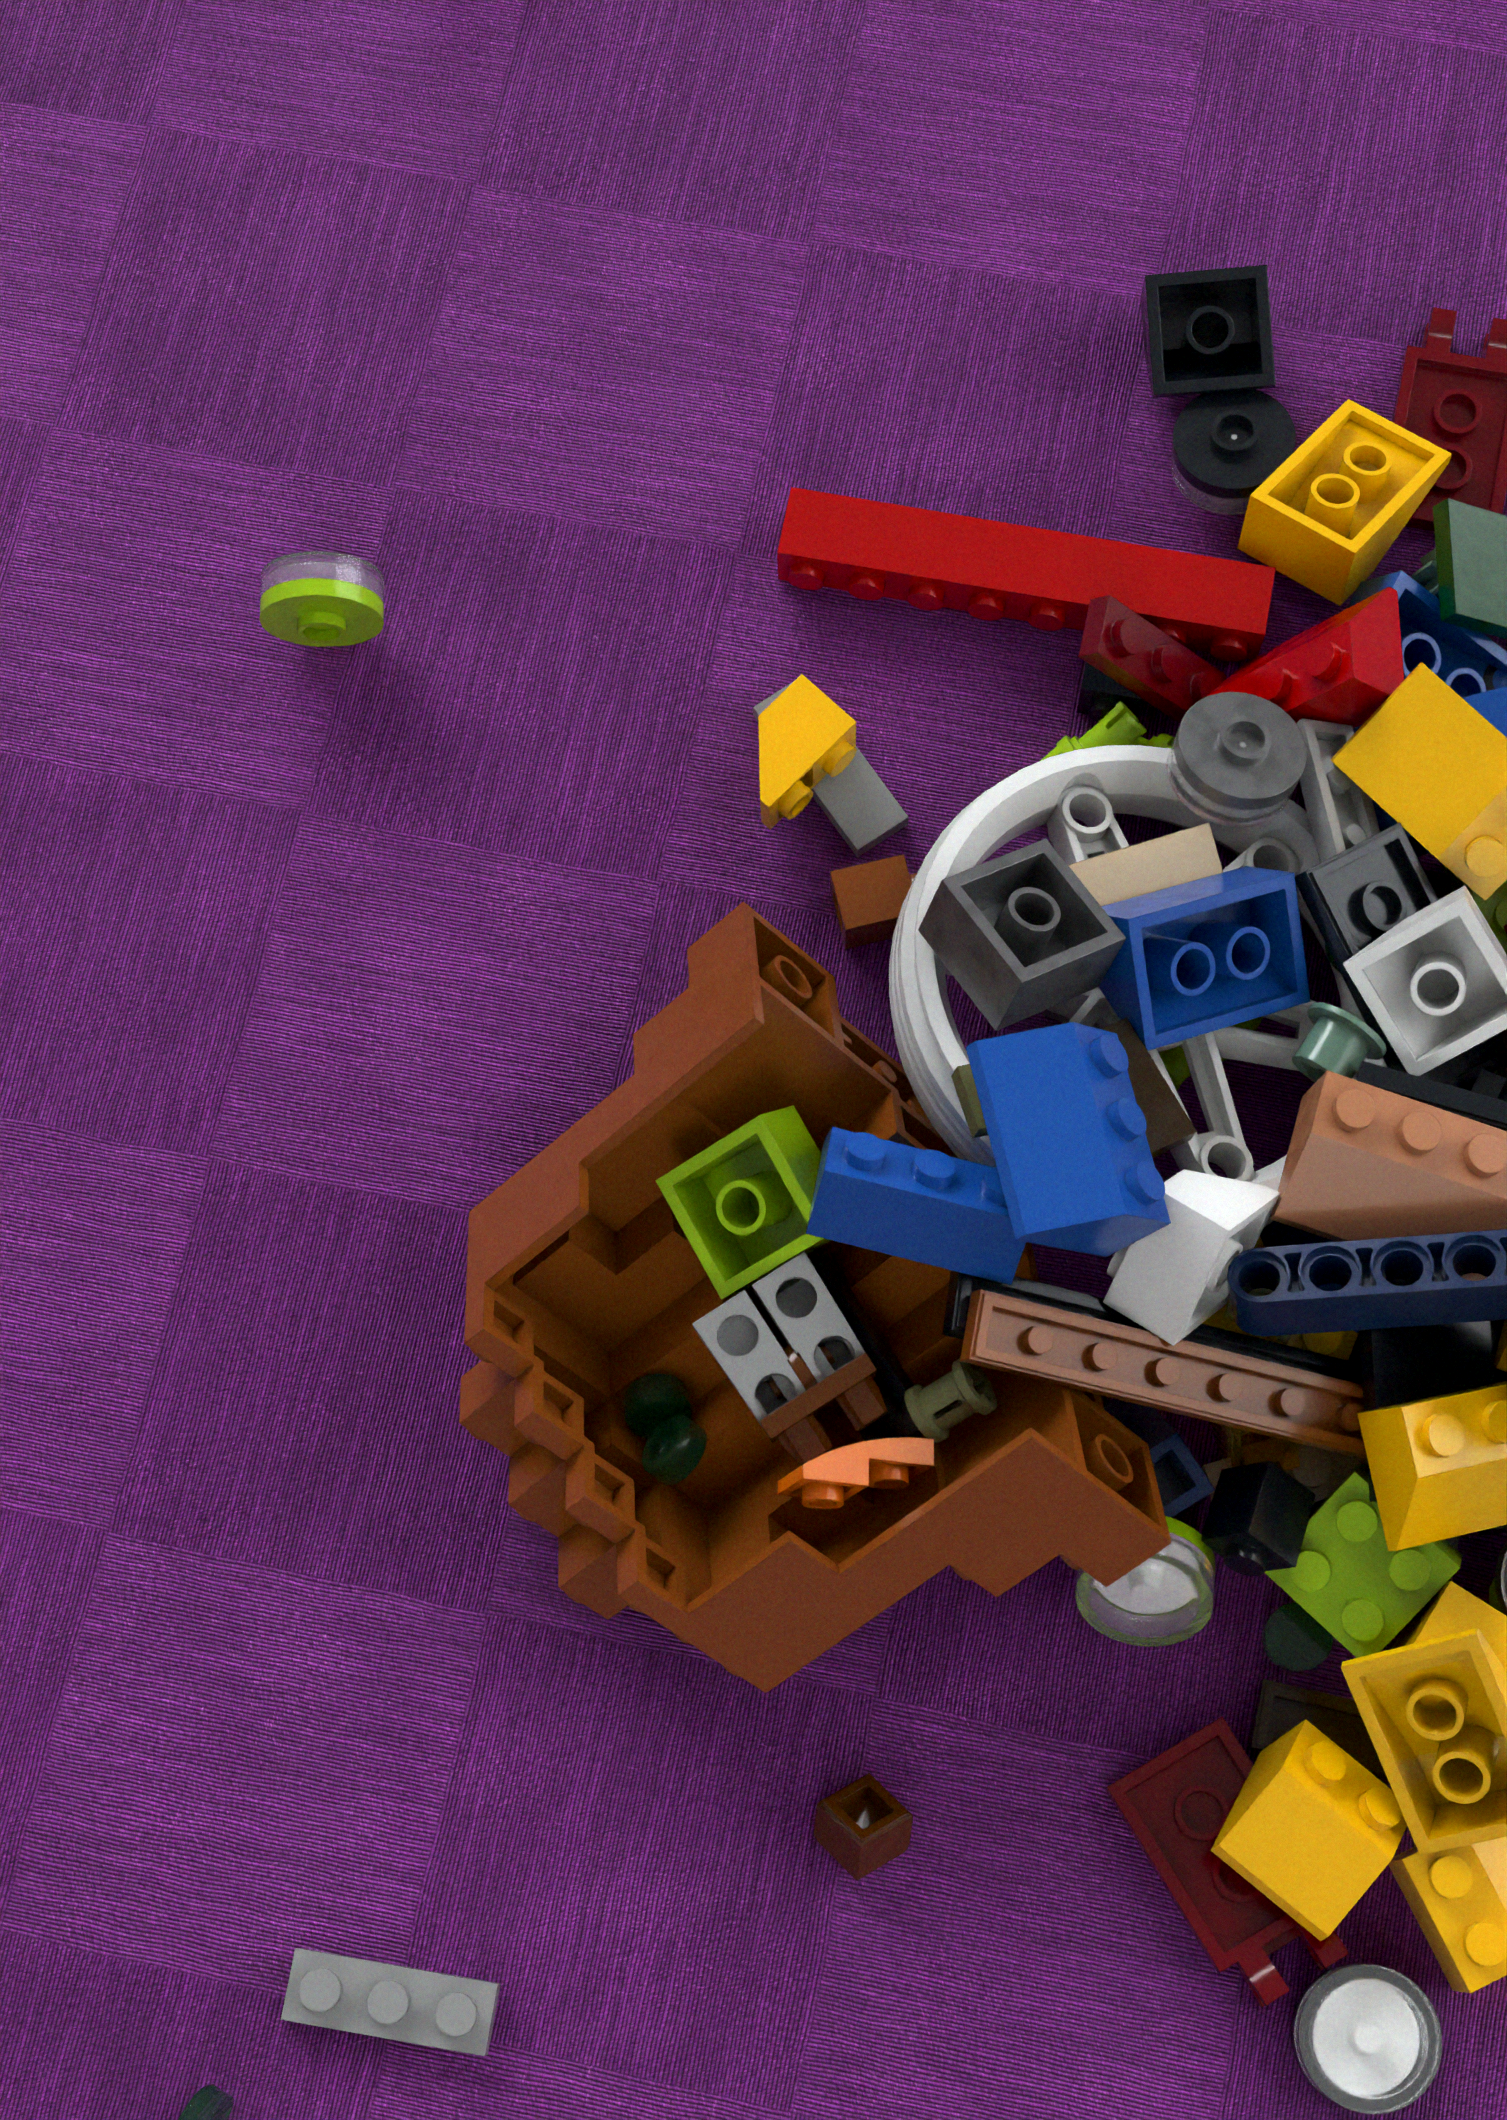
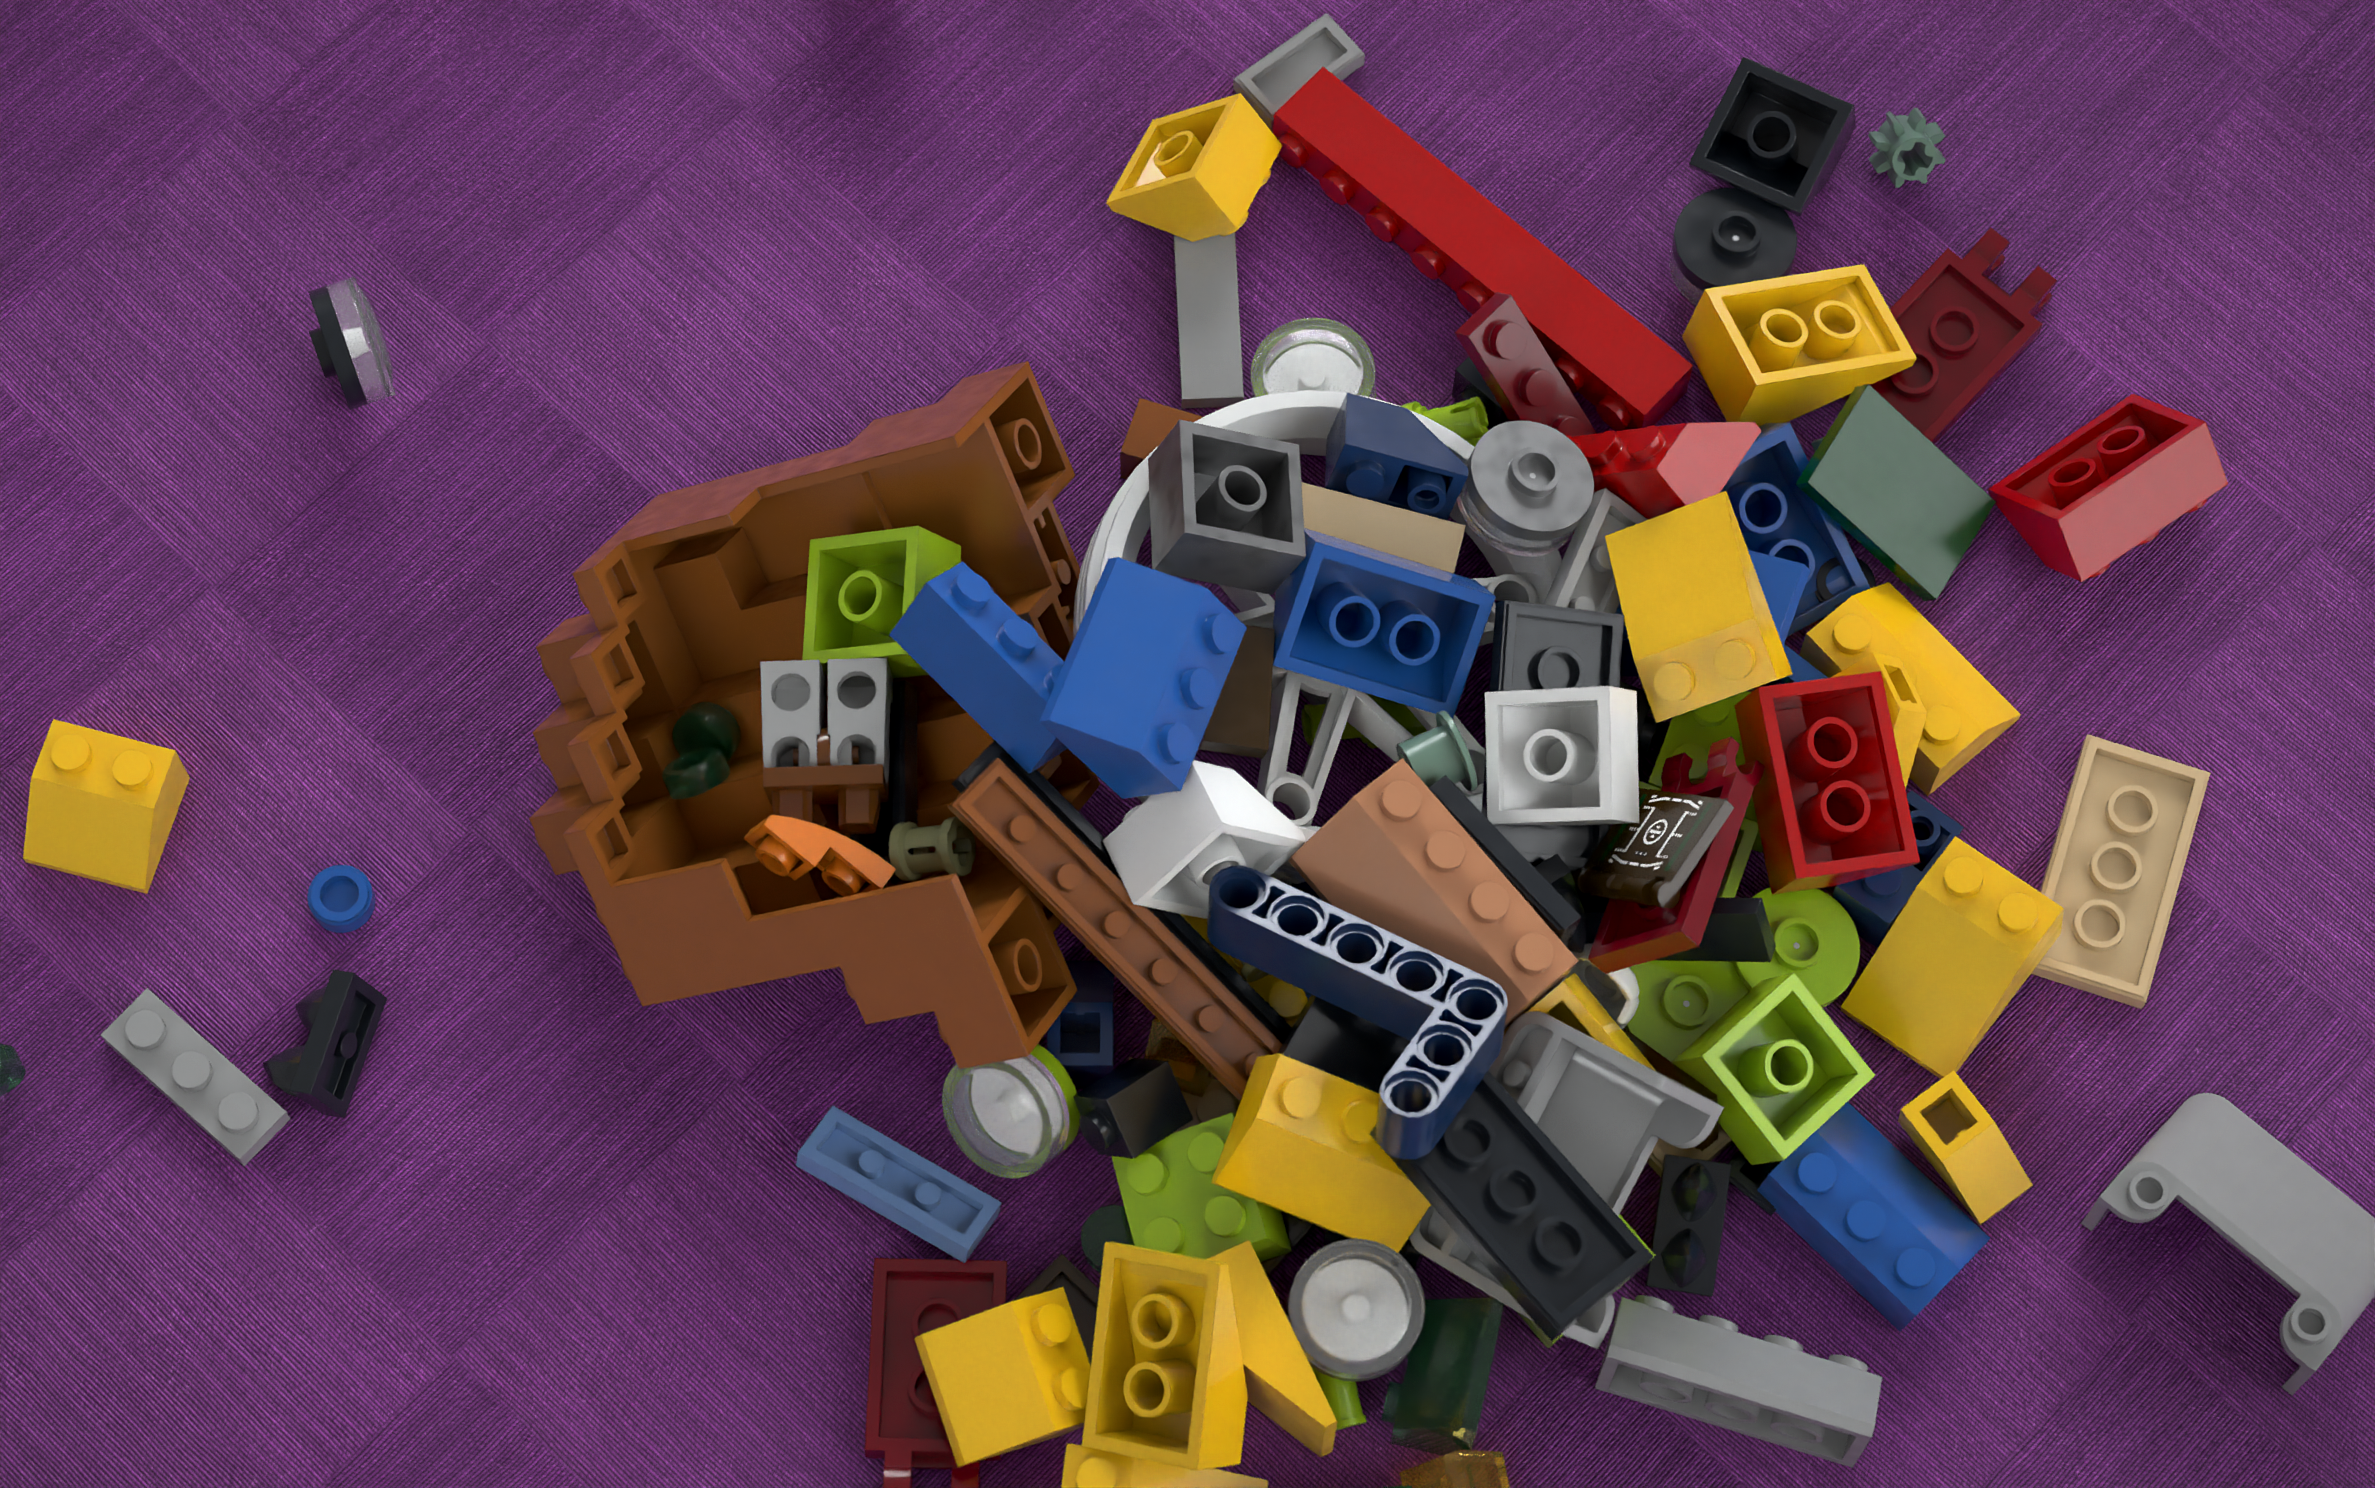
camera: 25 degrees right, 5 degrees down
(97, 1235) = (351, 343): none -> piece
(143, 1804) = (102, 805): none -> yellow slope
(415, 1750) = (341, 898): none -> blue tile
(508, 1920) = (341, 1031): none -> black tile
(739, 639) = (1198, 170): none -> yellow slope
(759, 504) = (1292, 64): none -> light grey tile
(799, 744) = (1180, 284): yellow slope -> none
(863, 1826) = (657, 1170): reddish brown slope -> none
(955, 759) = (1313, 357): none -> clear piece
(1084, 1706) = (898, 1184): none -> medium blue plate
(1110, 801) = (1391, 459): none -> dark blue slope
(1315, 279) = (1906, 147): none -> sand green gear

